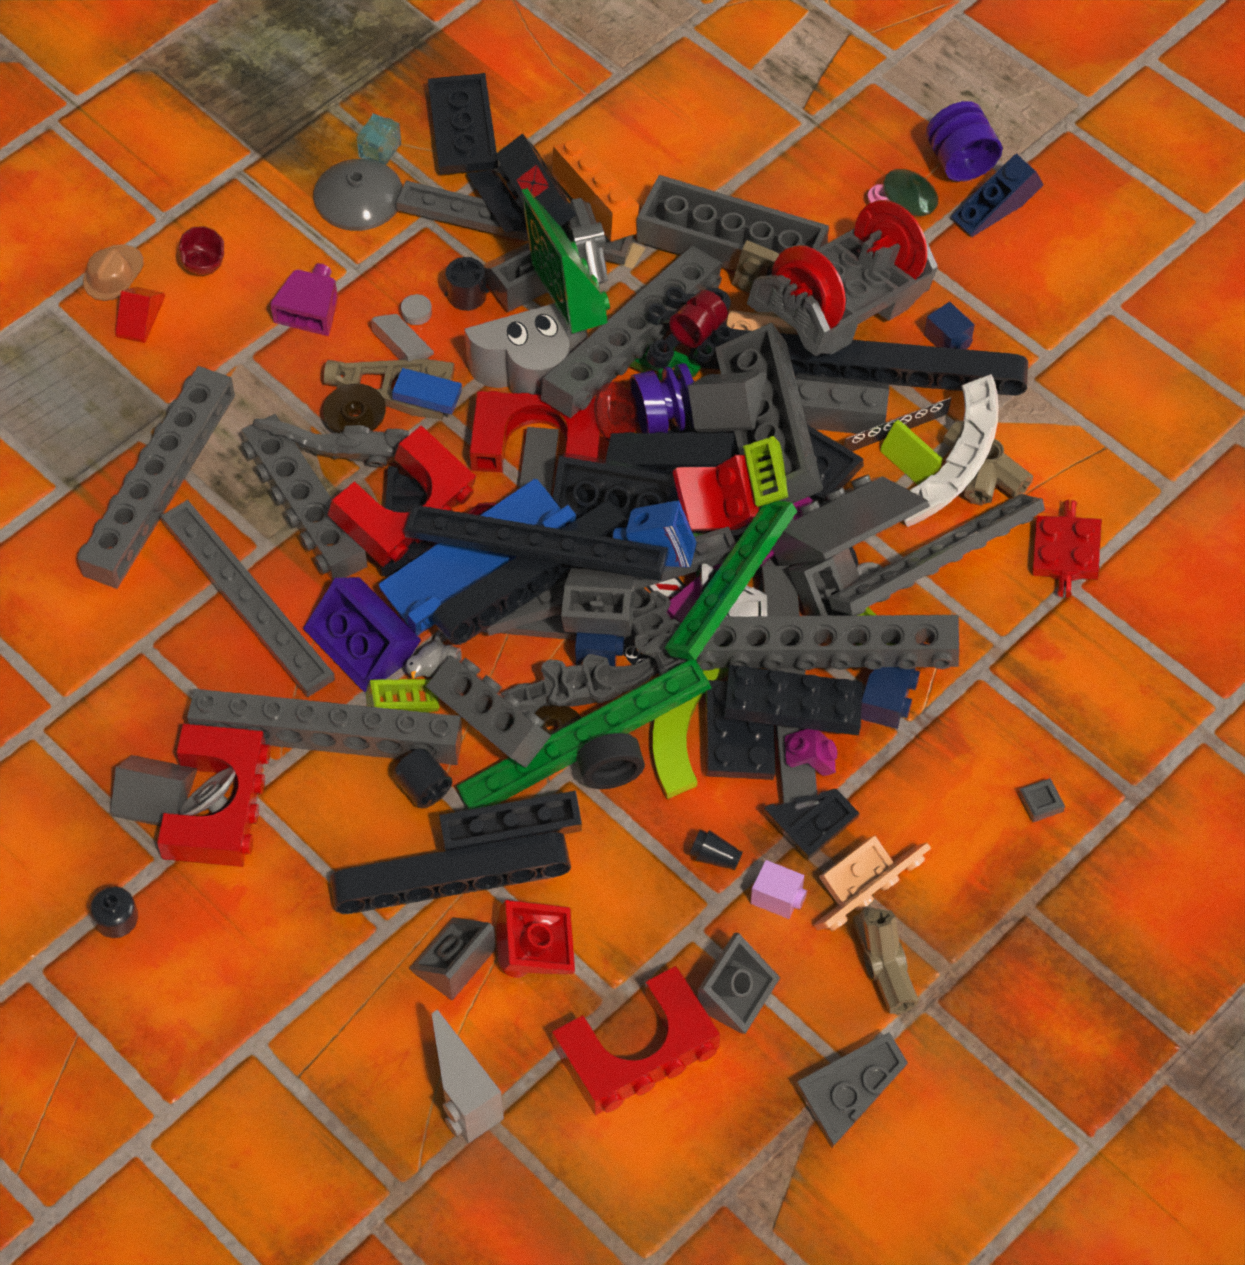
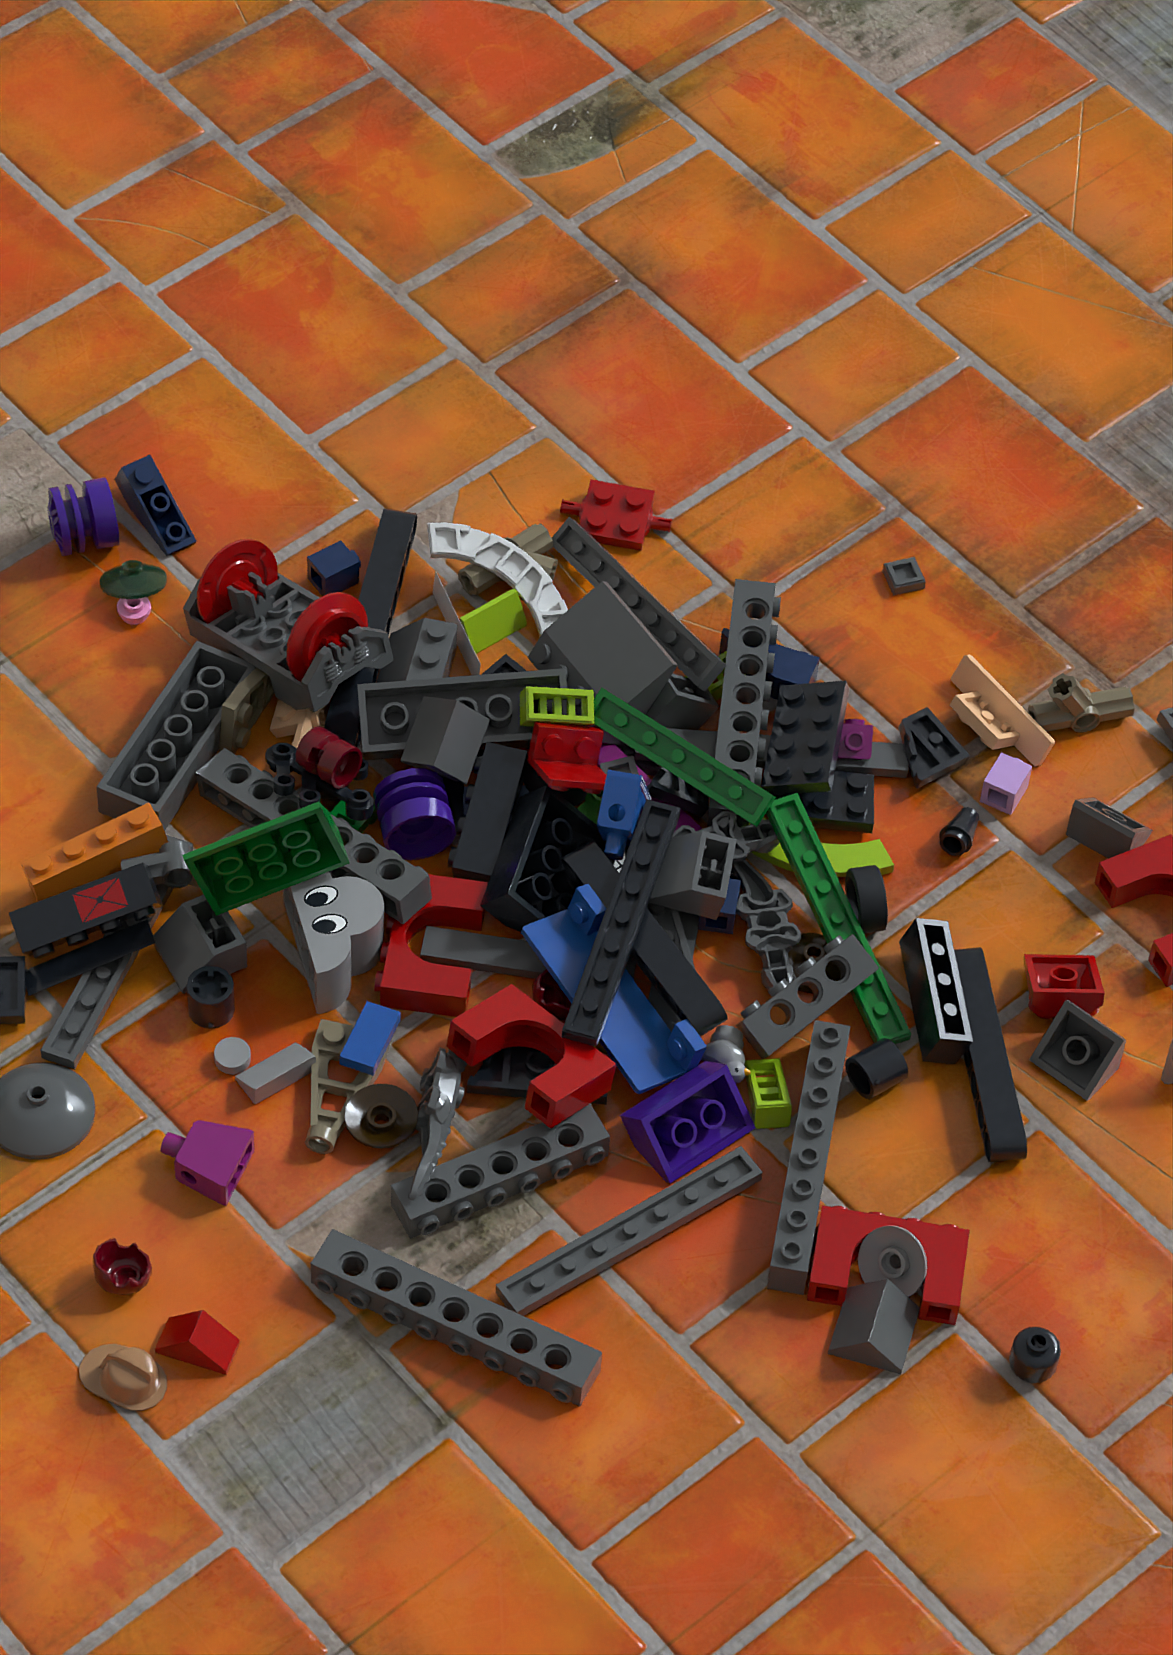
camera: 90 degrees left, 5 degrees down
(615, 409) = (425, 858): clear red dish -> none

